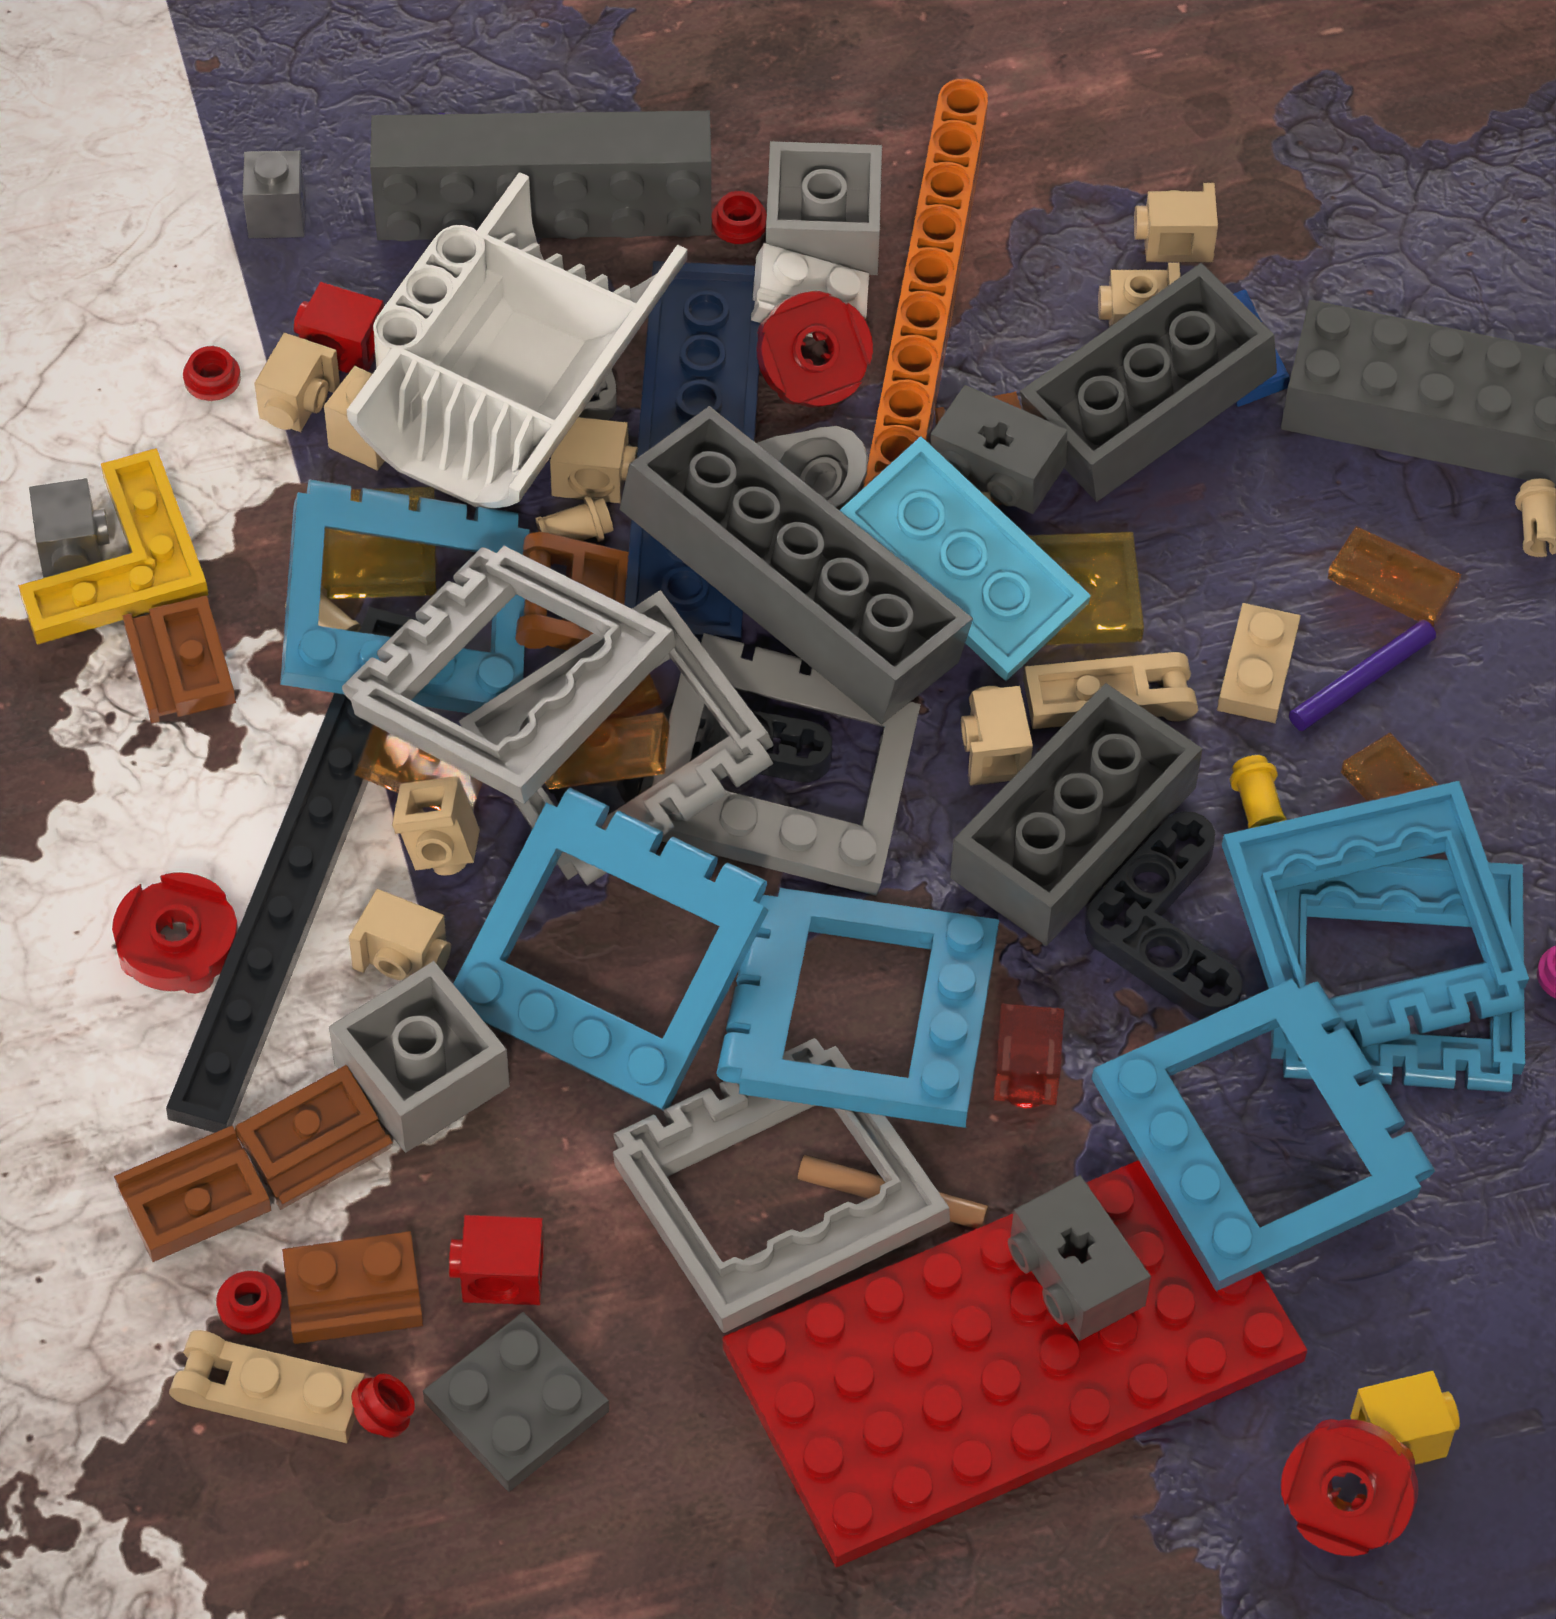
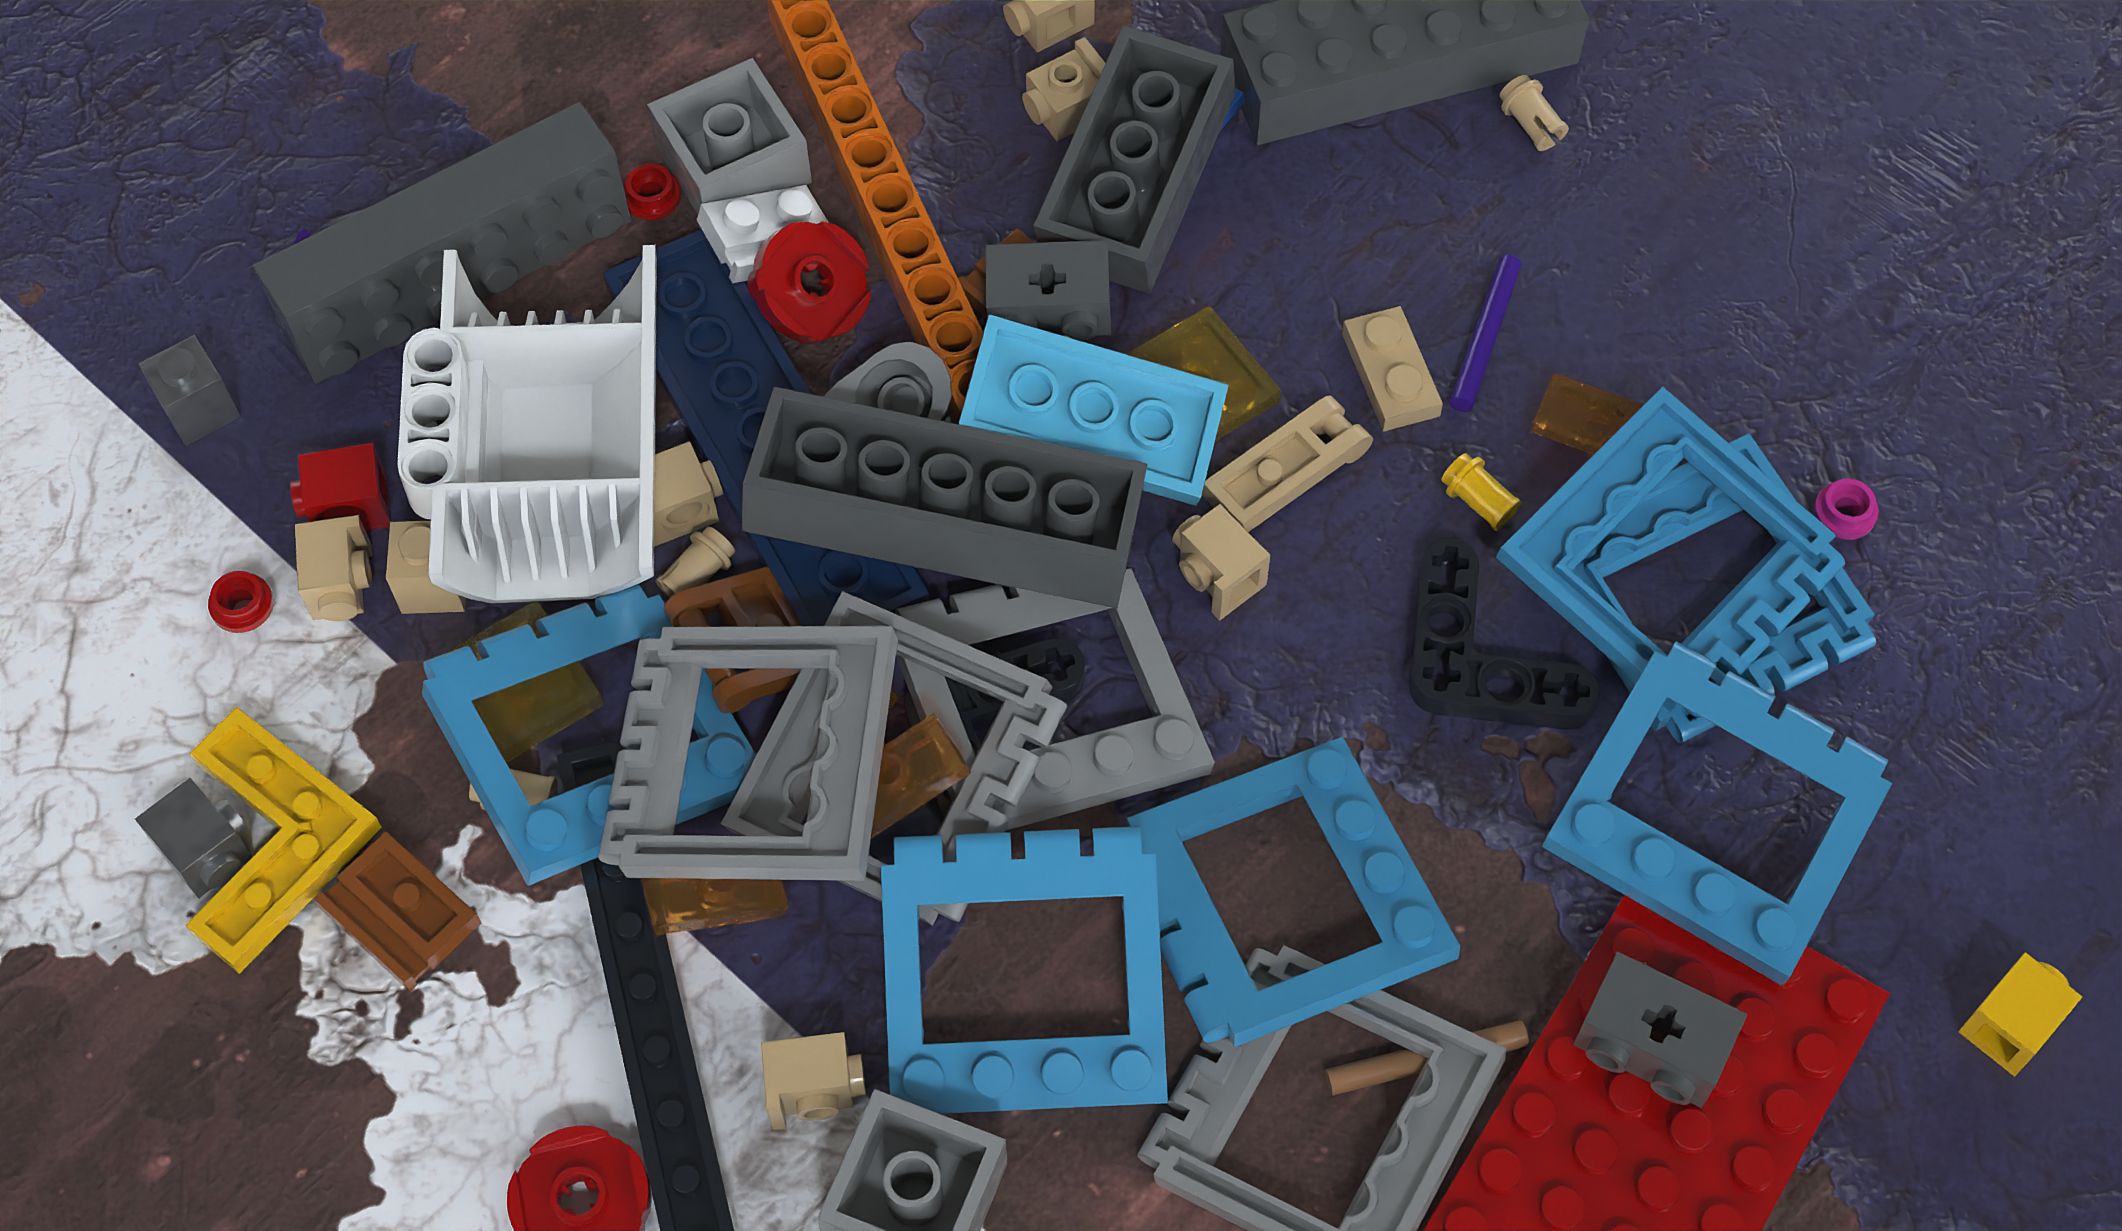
camera: 30 degrees left, 5 degrees up
(441, 837) = (781, 957): tan brick -> none
(1028, 1055) = (1462, 854): clear red brick -> none
(1075, 813) = (1349, 599): dark grey brick -> none
(1359, 1449) = (2007, 1079): red plate -> none
(1394, 576) = (1452, 228): clear orange plate -> none

